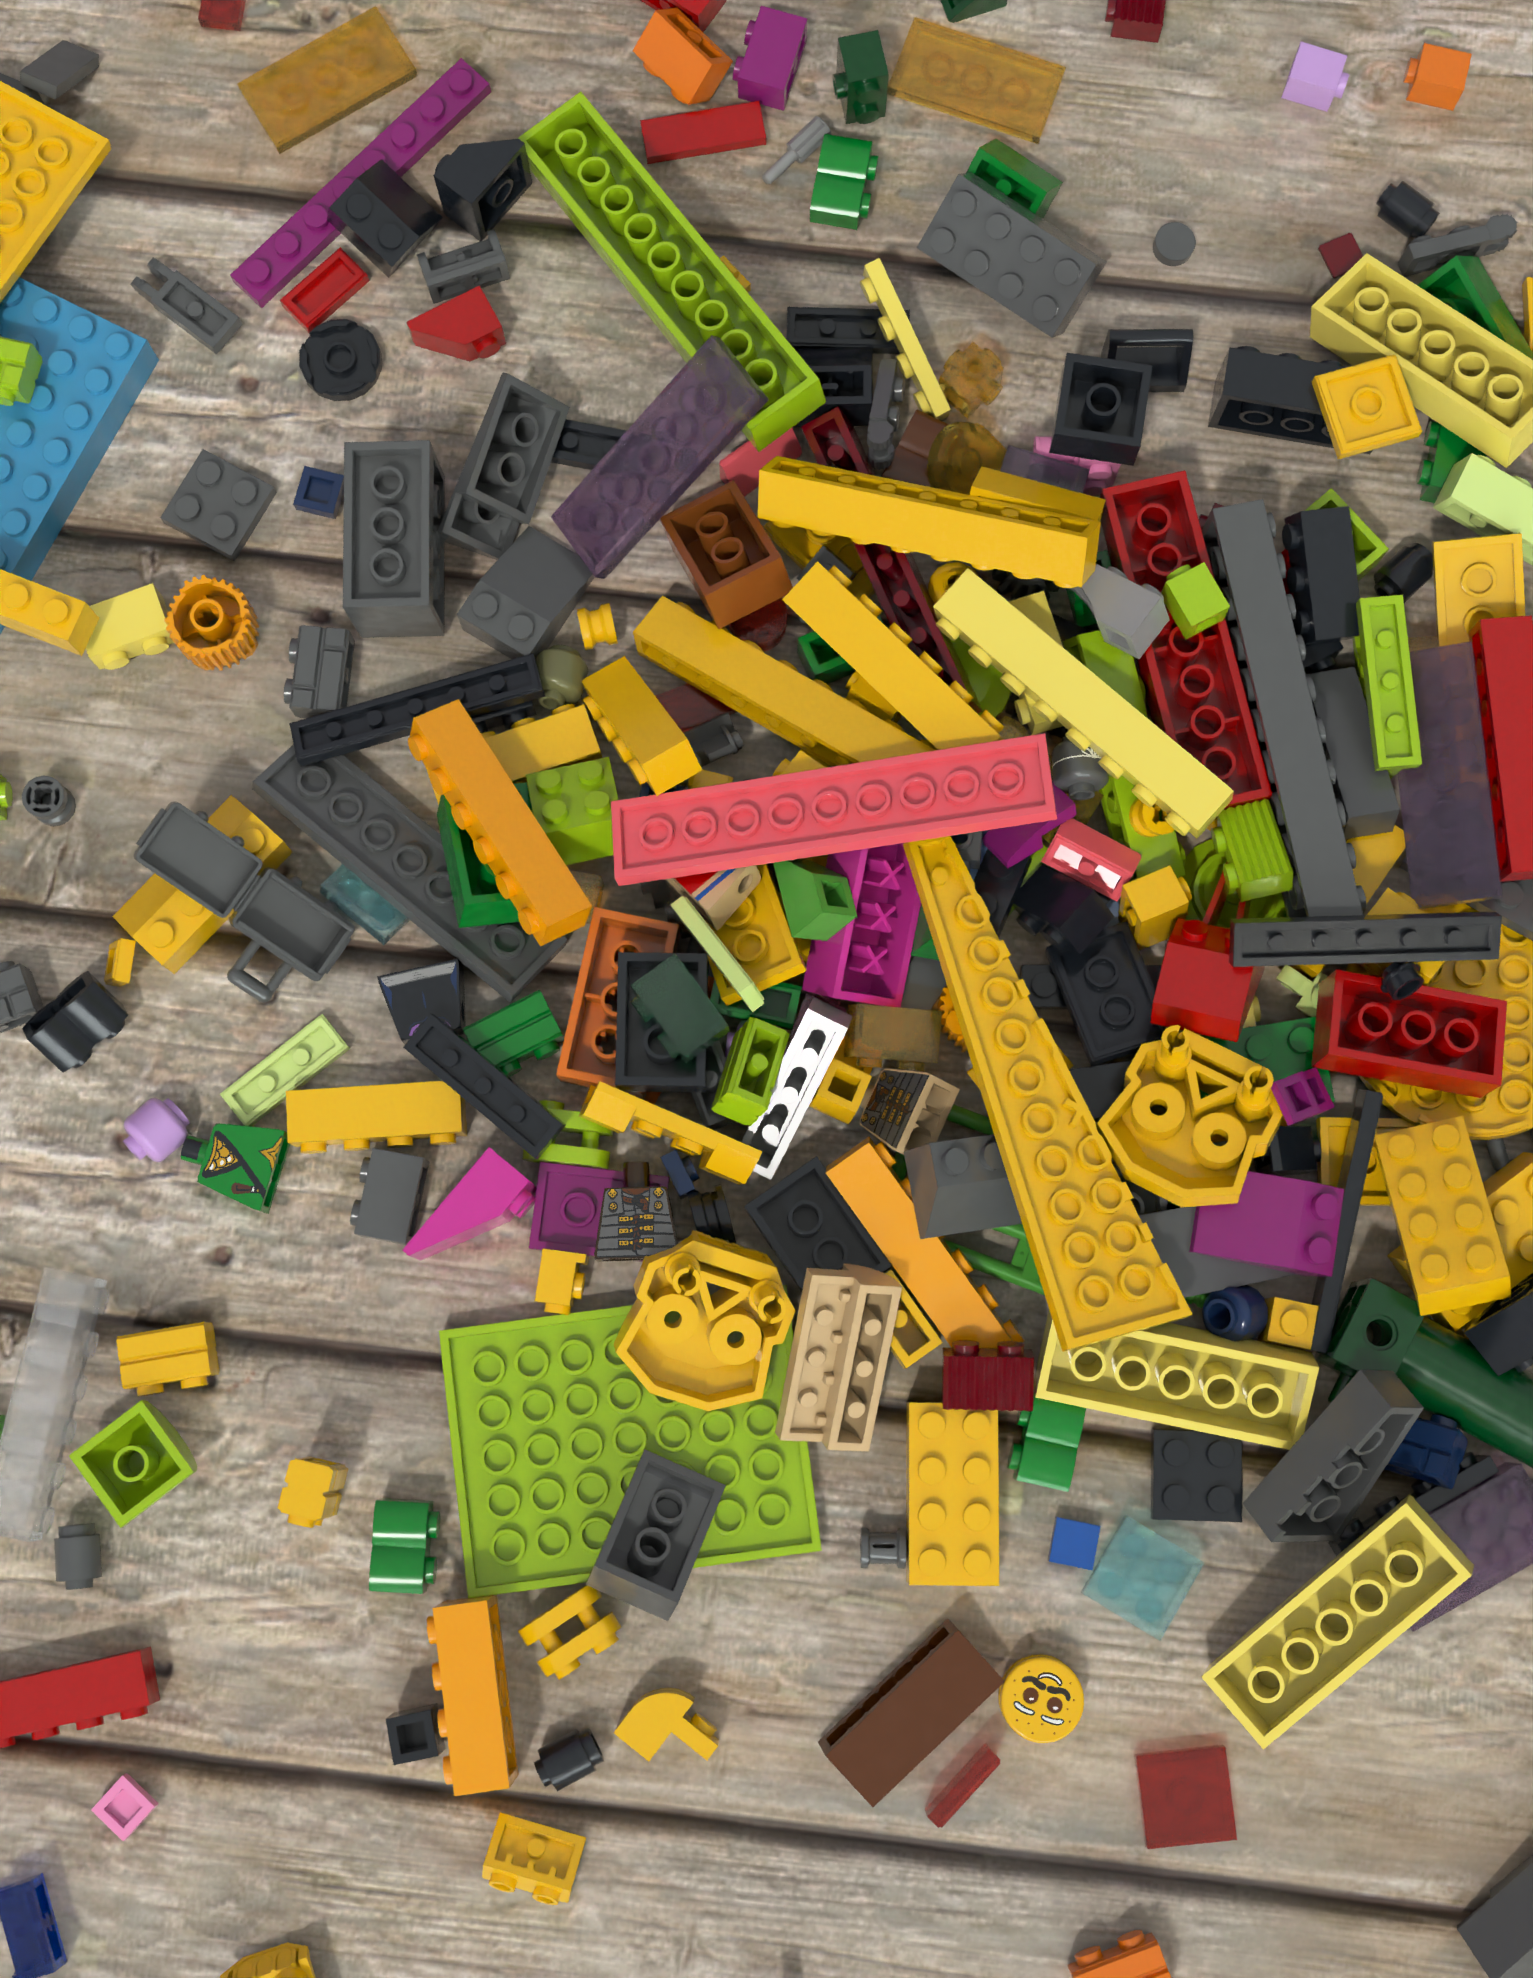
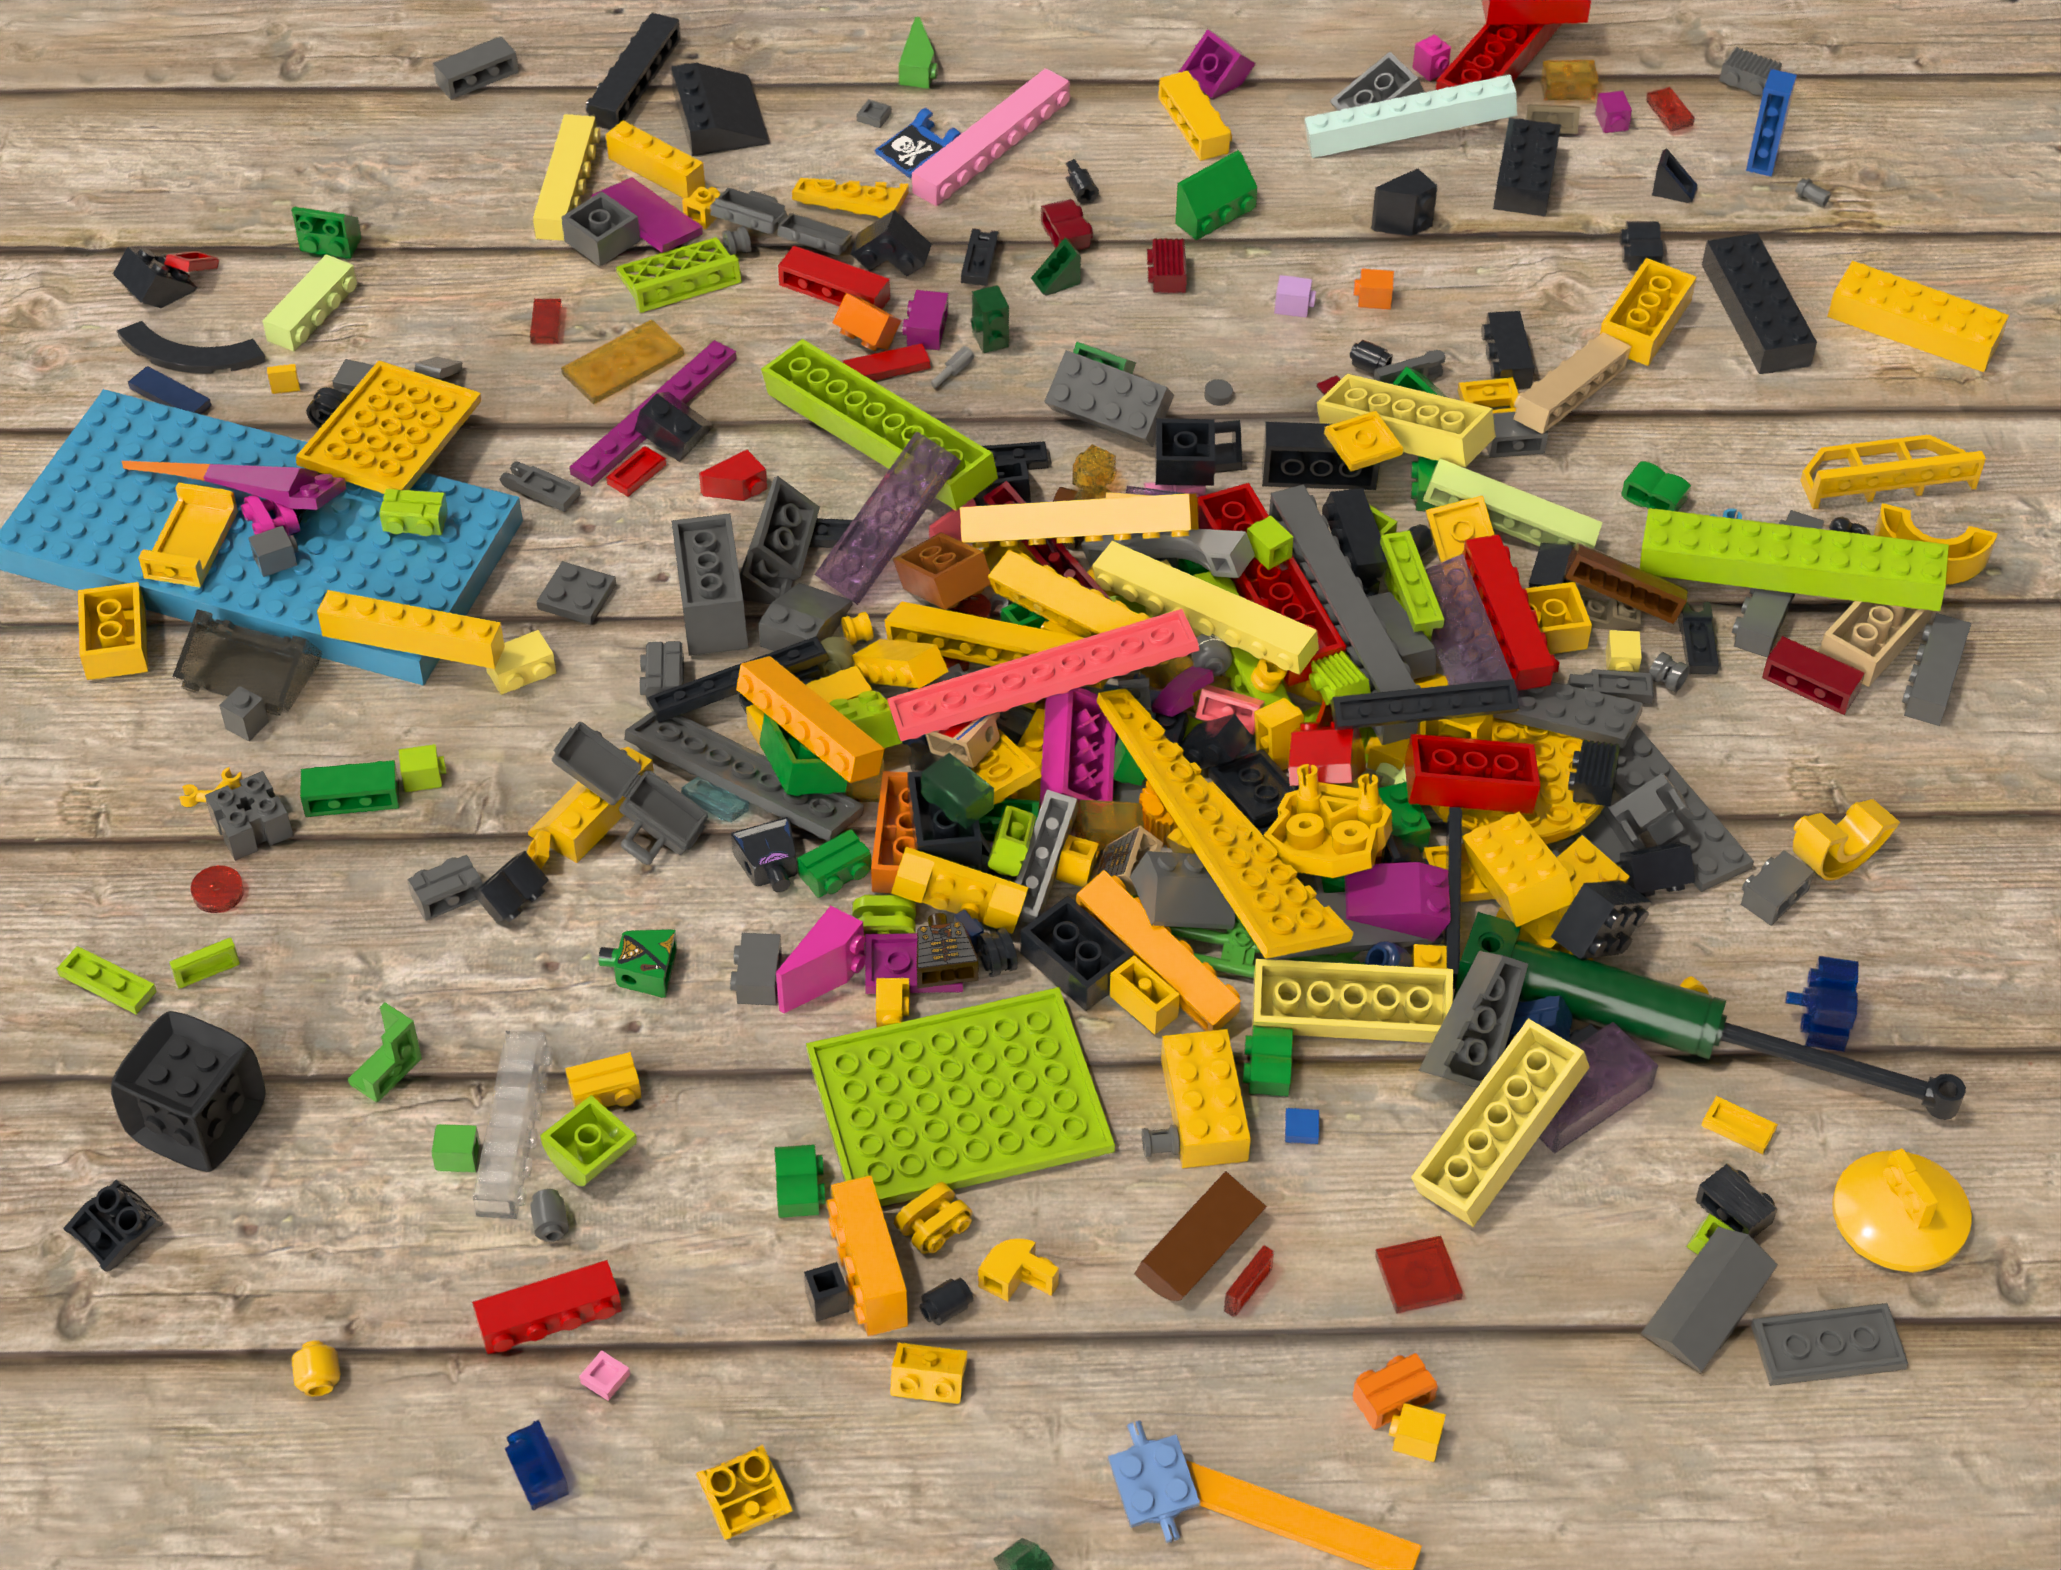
camera: 10 degrees left, 30 degrees down
(55, 807) = (474, 765): dark grey wheel -> none
(155, 1129) = (577, 947): lavender head -> none
(218, 644) = (583, 651): light orange brick -> none
(285, 1070) = (671, 904): yellowish green tile -> none
(312, 1490) = (726, 1142): yellow brick -> none
(319, 492) = (648, 576): dark blue plate -> none
(340, 360) = (652, 507): black tile -> none
(374, 1114) = (722, 921): yellow brick -> none
(464, 268) = (717, 453): dark grey hinge -> none
(482, 183) = (741, 396): black slope -> none
(484, 1086) = (820, 881): black plate -> none
(656, 1535) = (988, 1142): dark grey slope -> none
(692, 1356) = (998, 1021): yellow brick -> none
(718, 953) = (990, 771): yellowish green tile -> none
(814, 899) = (1040, 735): bright green slope -> none
(838, 1357) = (1105, 1008): tan brick -> none
(841, 182) = (986, 378): green brick -> none
(884, 414) = (1038, 483): dark grey hinge -> none
(897, 327) = (1040, 444): light yellow plate -> none
(976, 80) = (1067, 321): clear yellow tile -> none
(987, 1376) = (1216, 1006): dark red brick -> none
(1041, 1698) = (1296, 1221): yellow head -> none
(1142, 1577) = (1356, 1137): clear light blue plate -> none
(1195, 1476) = (1383, 1075): black plate -> none
(1302, 1096) = (1404, 809): magenta slope -> none
(1401, 979) = (1457, 730): black plate -> none

